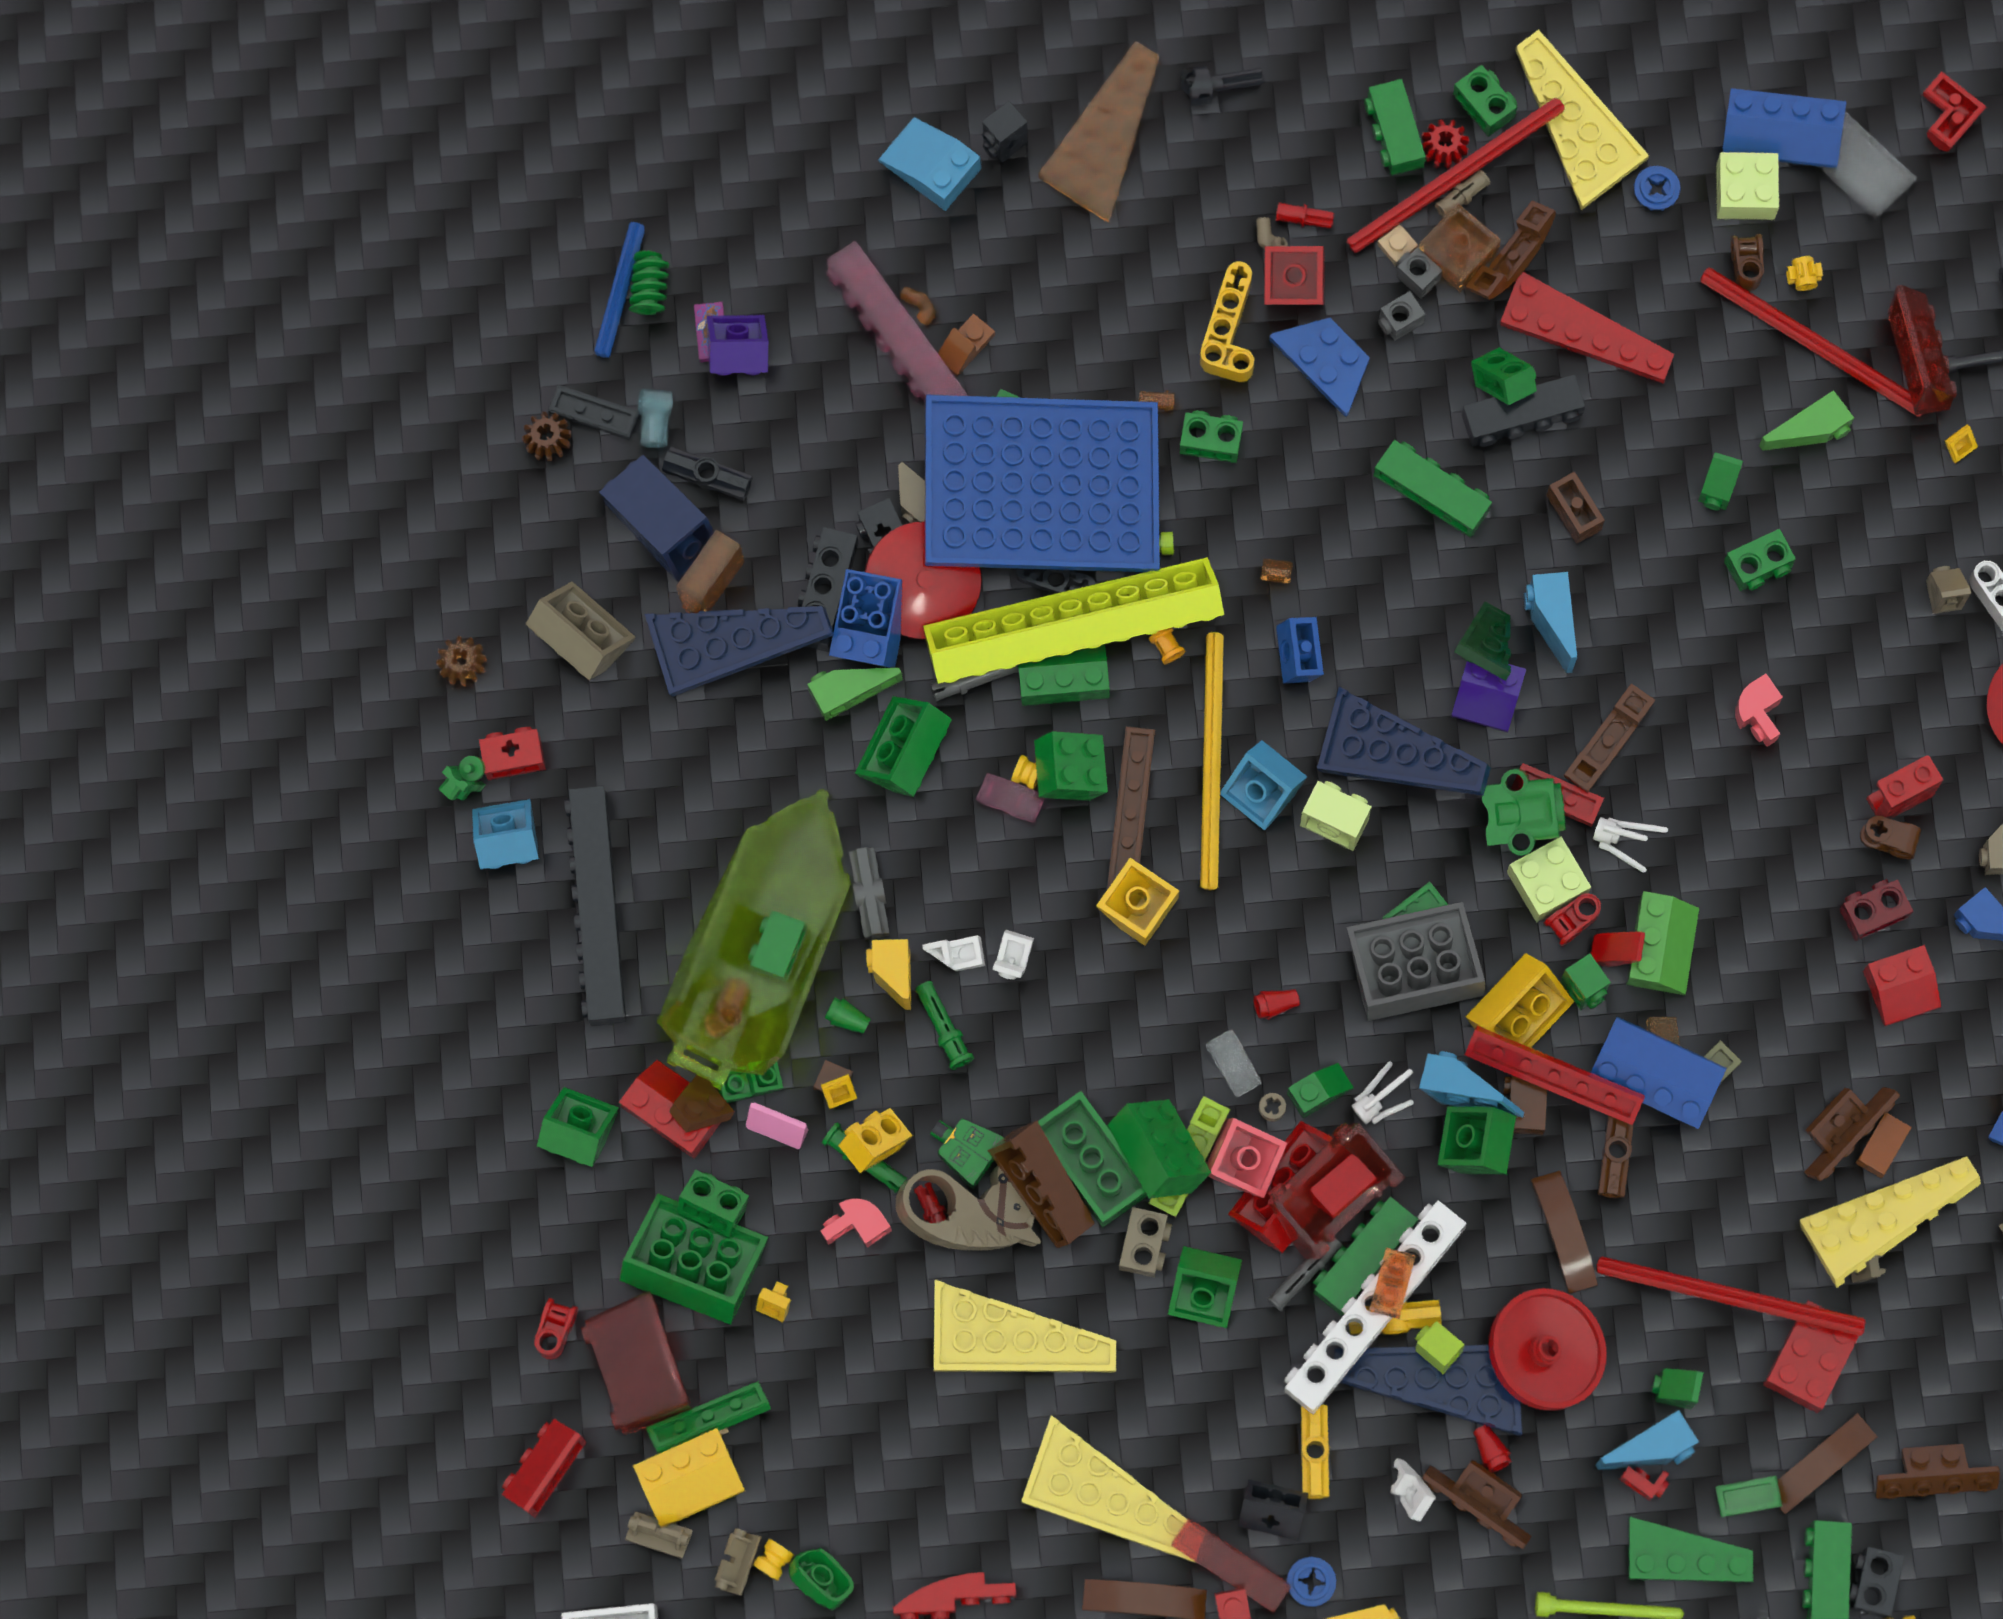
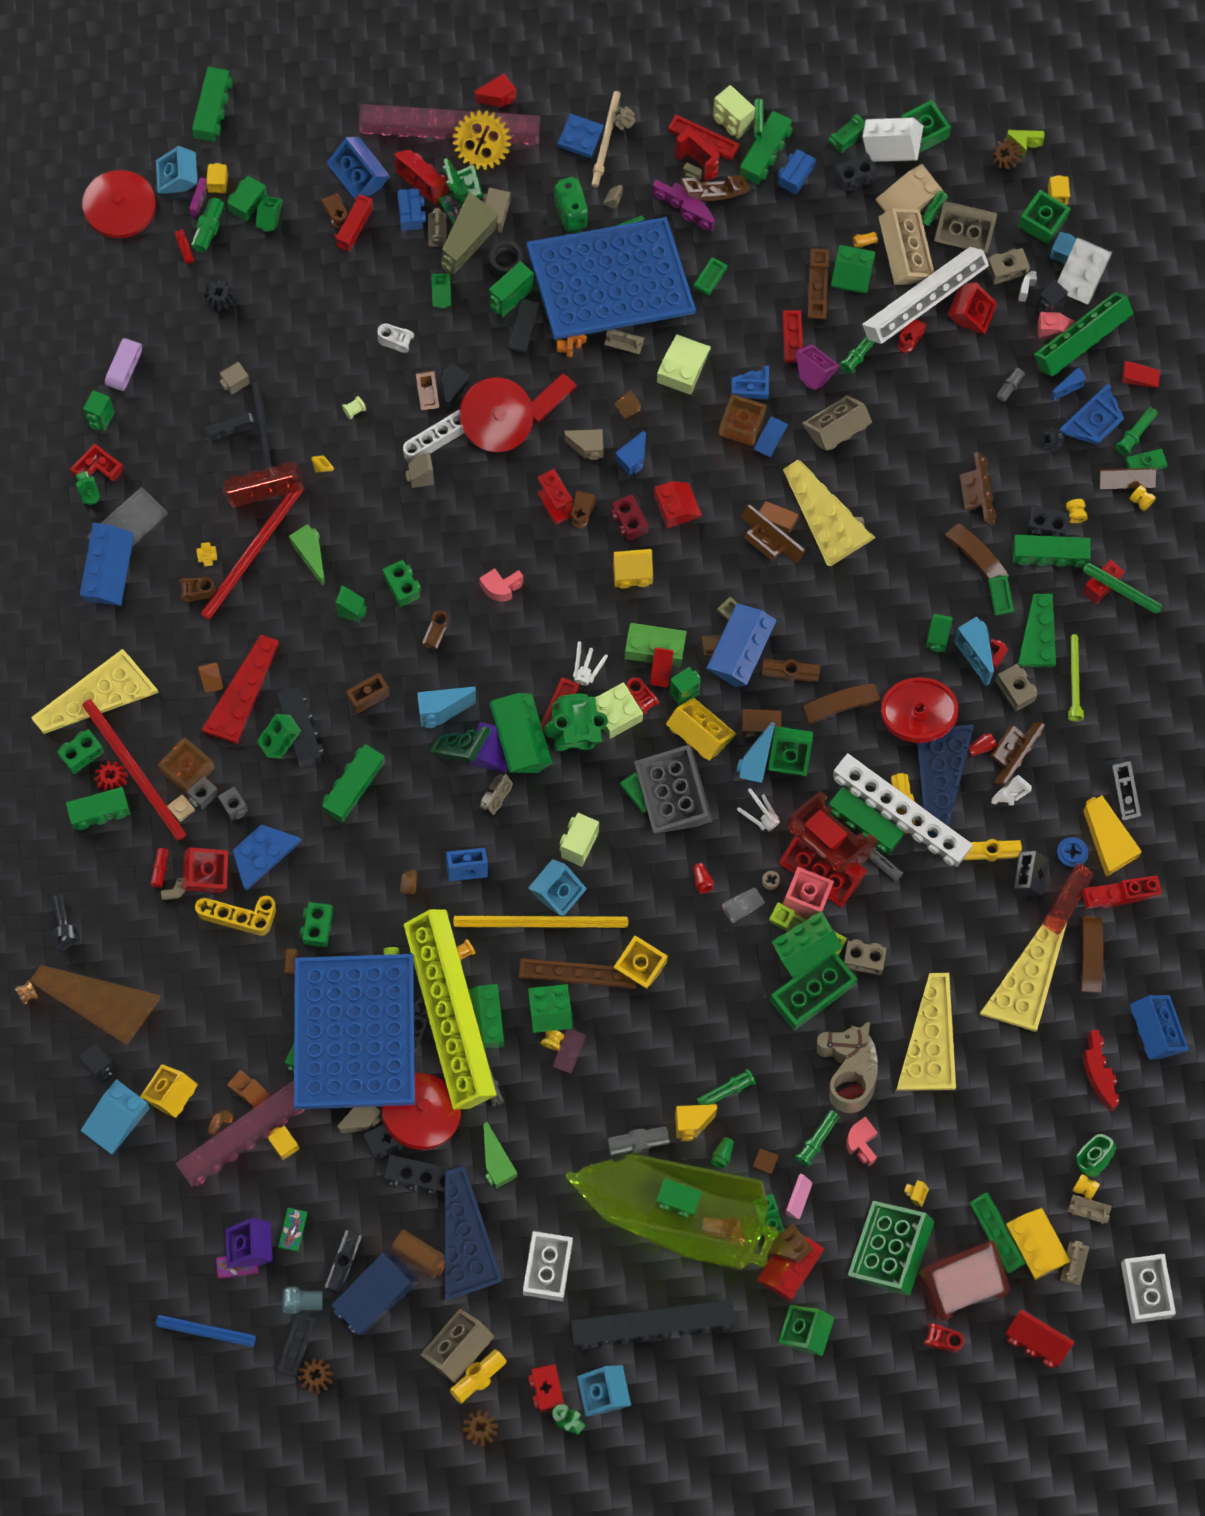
camera: 100 degrees left, 5 degrees down
(533, 656) = (478, 1376): none -> yellow piece
(647, 283) = (202, 1308): green piece -> none
(685, 756) = (547, 1266): none -> white brick
(709, 1208) = (859, 1236): green brick -> none
(758, 406) = (293, 1230): none -> tile
(839, 1091) = (775, 1154): yellow slope -> none
(868, 619) = (451, 1143): blue slope -> none
(874, 1139) = (808, 1128): yellow brick -> none
(884, 390) = (283, 1142): none -> yellow brick
(903, 745) = (535, 1121): green slope -> none
(958, 954) = (676, 1082): white slope -> none
(965, 233) = (169, 1090): none -> yellow slope
(966, 1149) = (809, 1070): green torso -> none
(1013, 955) = (678, 1045): white bracket -> none
(1042, 1183) = (832, 1018): reddish brown wedge -> none
(1117, 36) = (26, 992): none -> clear orange wheel
(1204, 1287) = (890, 918): green slope -> none
(1319, 1089) = (759, 850): green slope -> none
(1385, 748) = (533, 810): dark blue wing -> none
(1392, 1283) = (889, 796): clear orange slope -> none
(1403, 693) = (501, 786): none -> dark tan hinge
(1438, 1346) = (923, 773): lime brick -> none
(1463, 193) = (153, 773): dark tan pin -> none
(1512, 727) = (521, 733): none -> green slope
(1516, 254) = (184, 727): reddish brown slope -> none
(1554, 1075) = (748, 703): red plate -> none
(1600, 280) = (210, 677): none -> dark orange slope
(1600, 1496) = (1016, 697): none -> dark tan brick
(1609, 738) = (521, 675): reddish brown slope -> none
(1657, 175) = (144, 637): blue gear -> none
(1678, 611) = (436, 631): none -> reddish brown piece
(1731, 1296) = (881, 602): red axle -> none
(1747, 186) = (145, 588): yellowish green brick -> none
(1784, 909) = (633, 568): none -> yellow slope
(1810, 1363) = (913, 557): red brick -> none
(1907, 96) = (87, 488): none -> green hips

